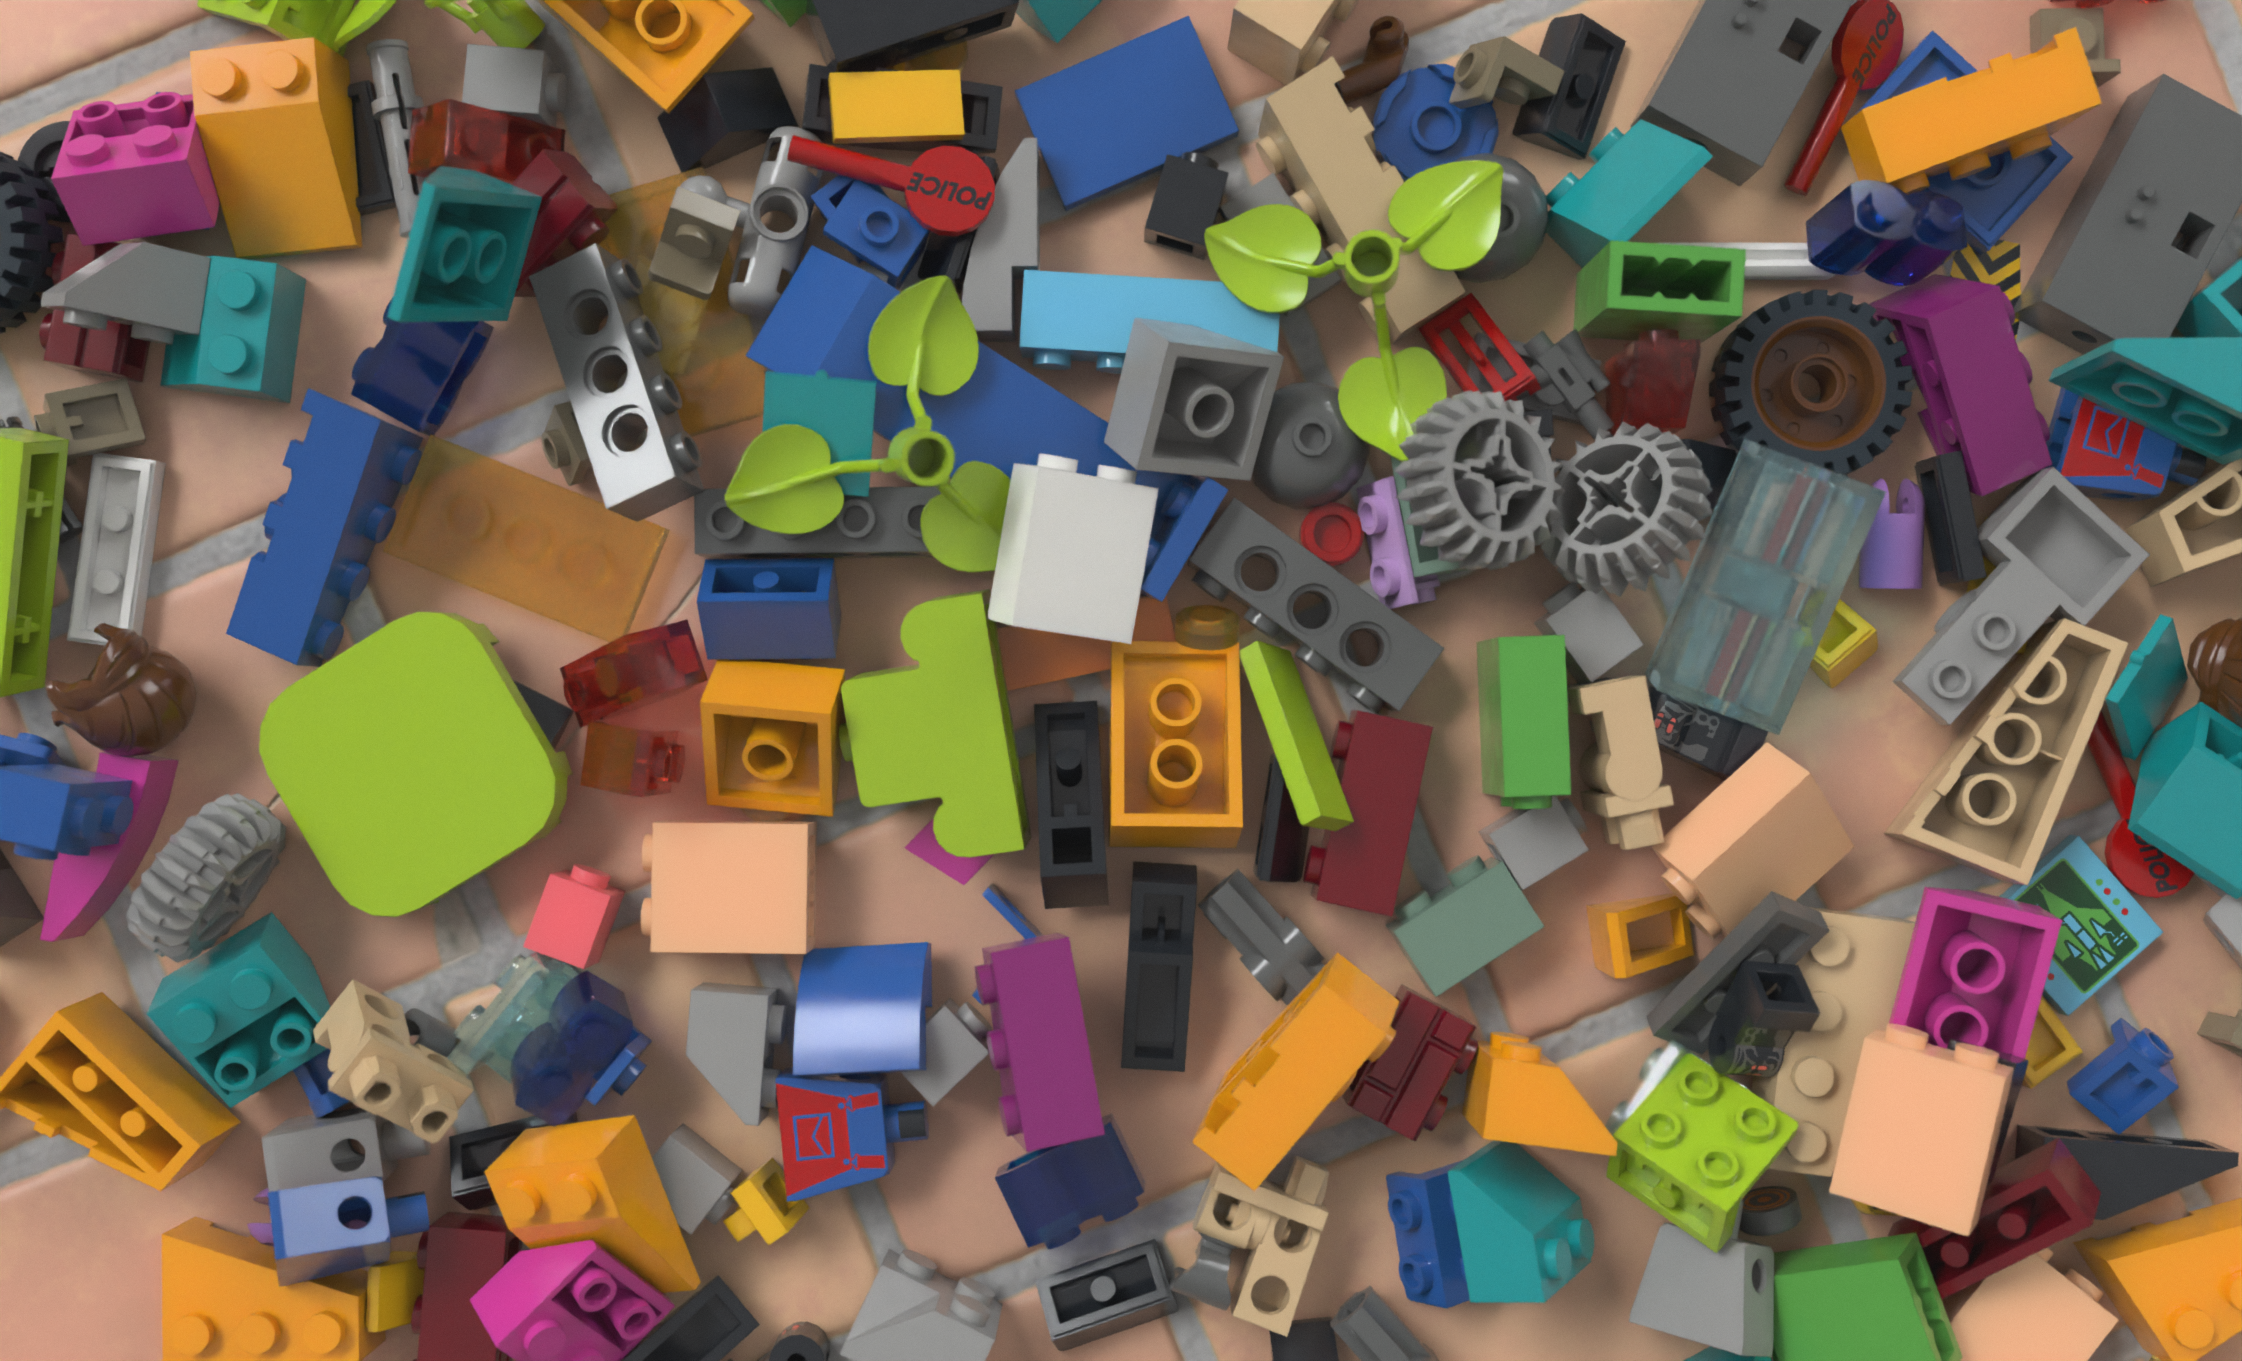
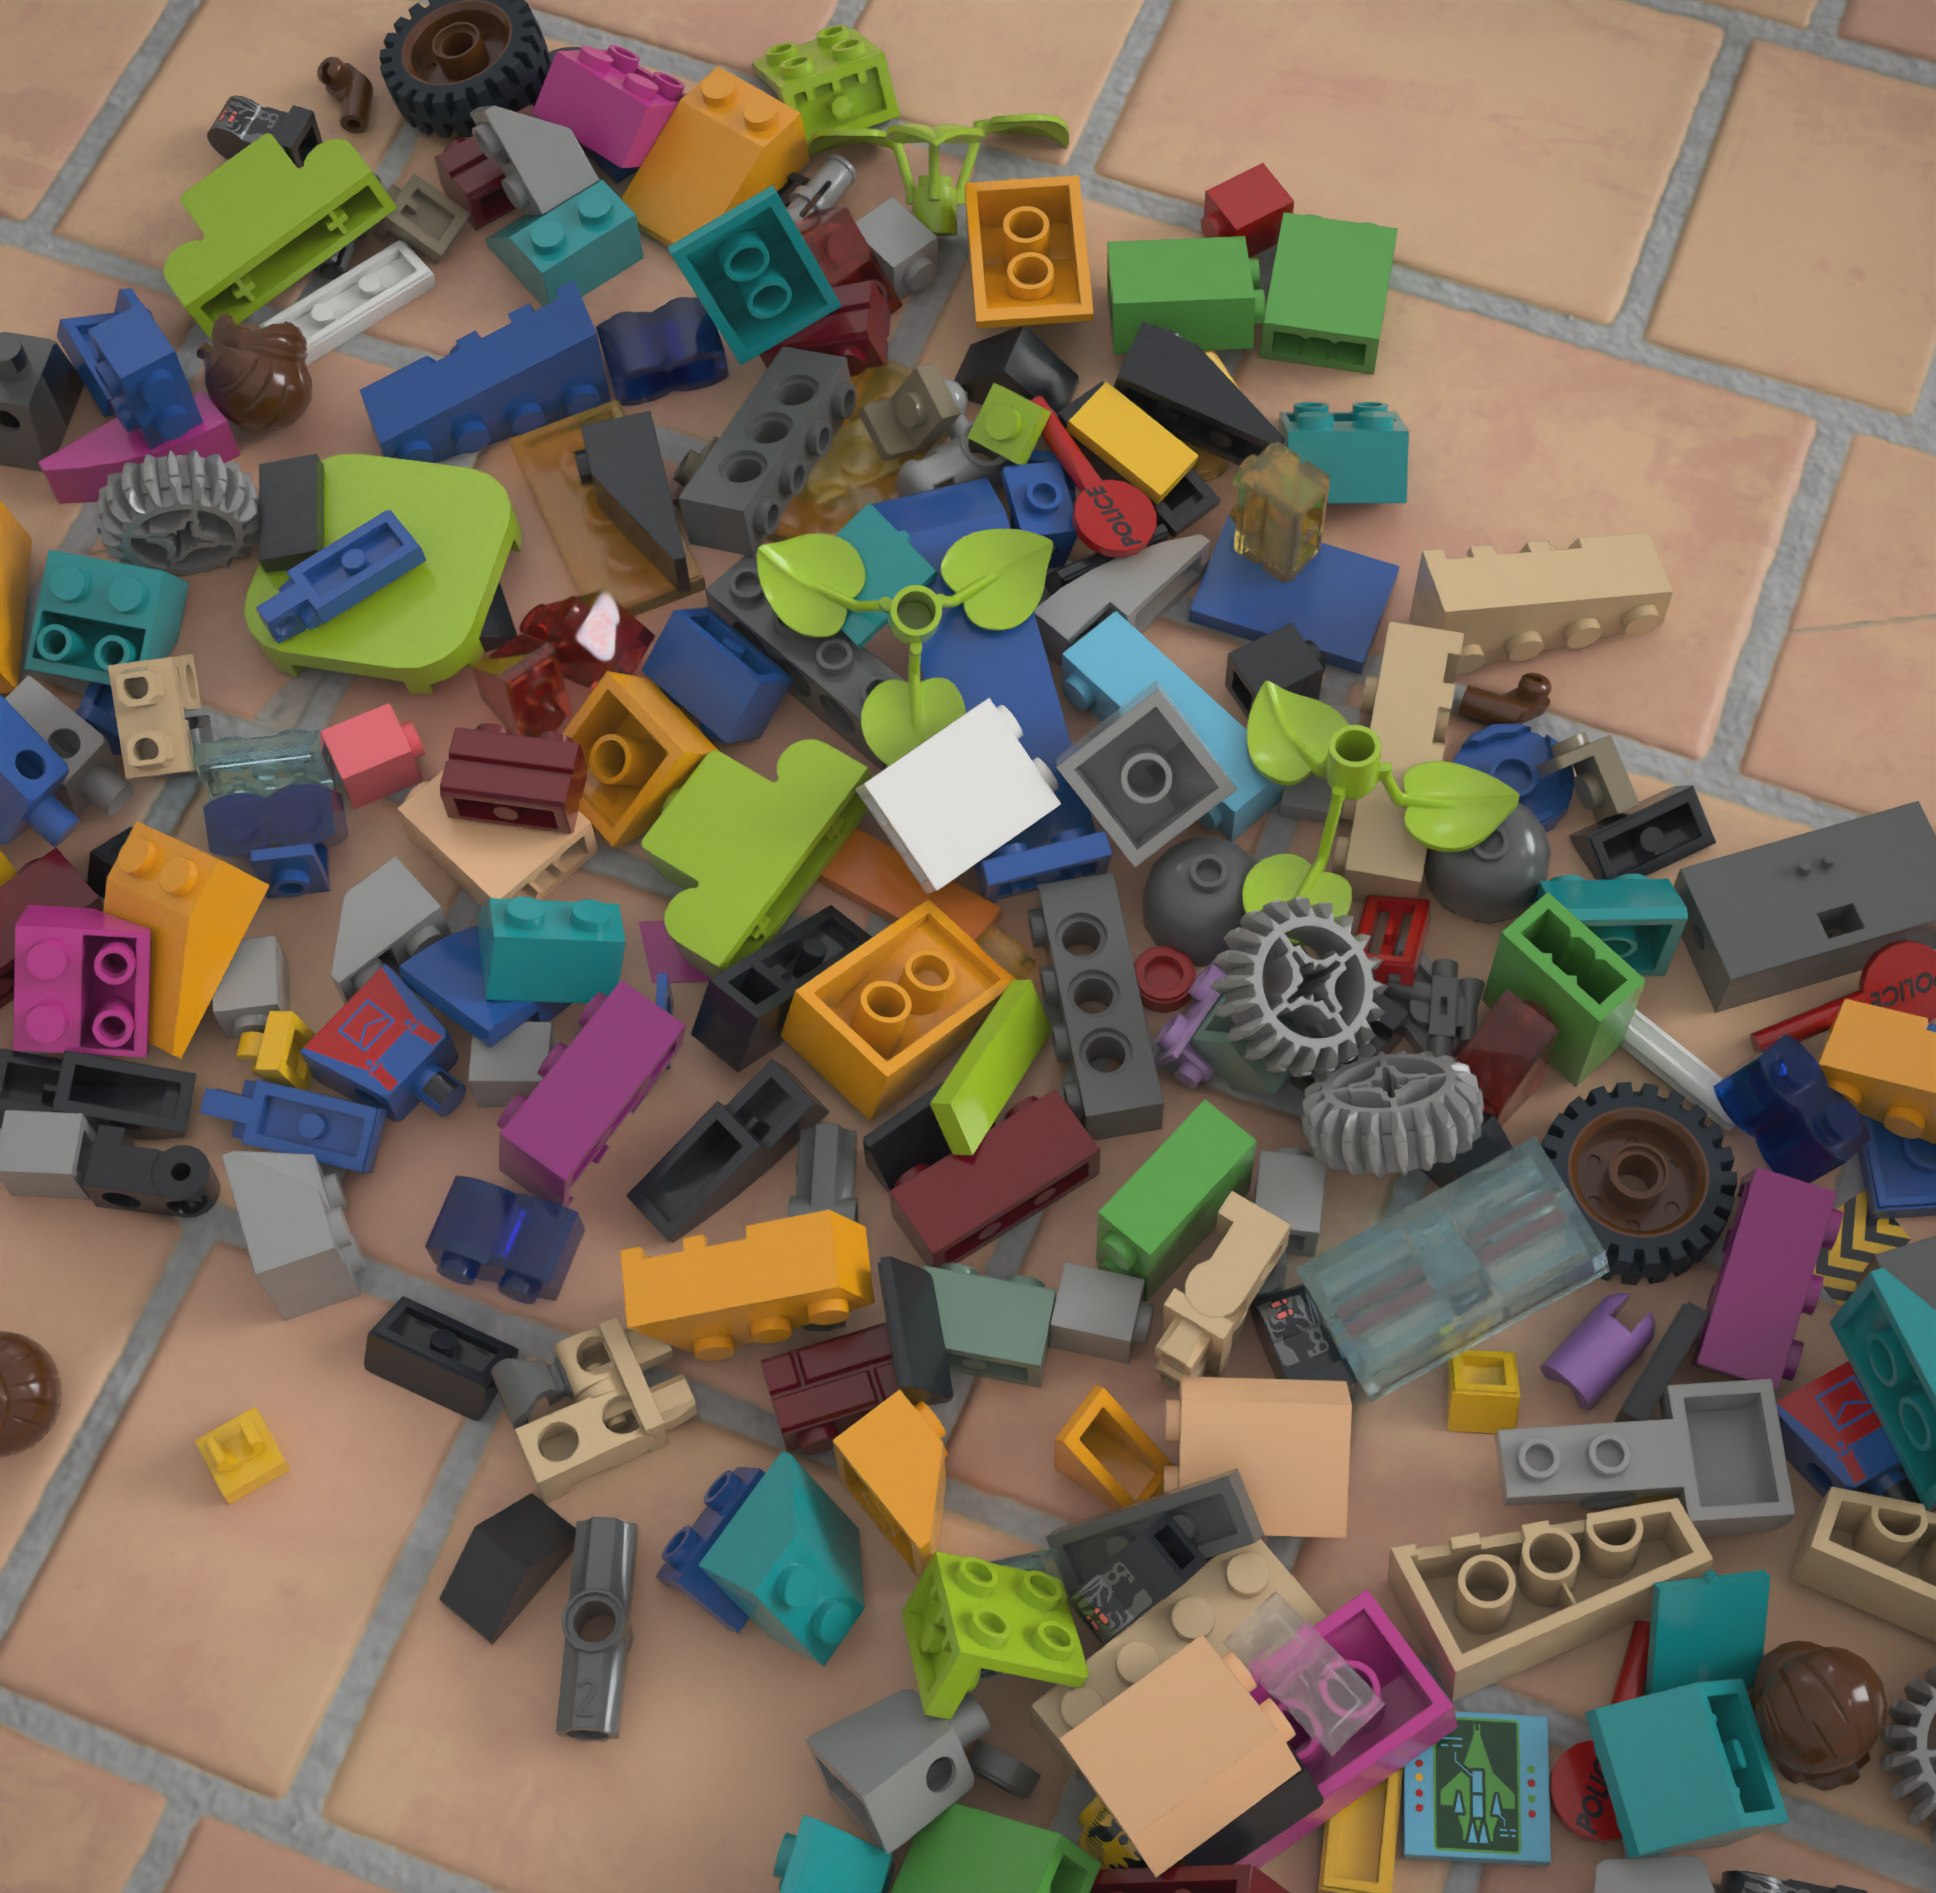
camera: 45 degrees right, 25 degrees down
(294, 792) = (290, 511): none -> black tile
(402, 812) = (341, 576): none -> blue hinge
(530, 508) = (633, 489): none -> black slope
(723, 855) = (514, 778): none -> dark red brick
(792, 187) = (1009, 424): none -> lime plate
(833, 1241) = (301, 1122): none -> blue hinge
(887, 954) = (550, 949): none -> teal slope
(1074, 65) = (1279, 511): none -> clear yellow brick
(1446, 994) = (915, 1332): none -> black slope
(1946, 993) = (1304, 1673): none -> clear slope

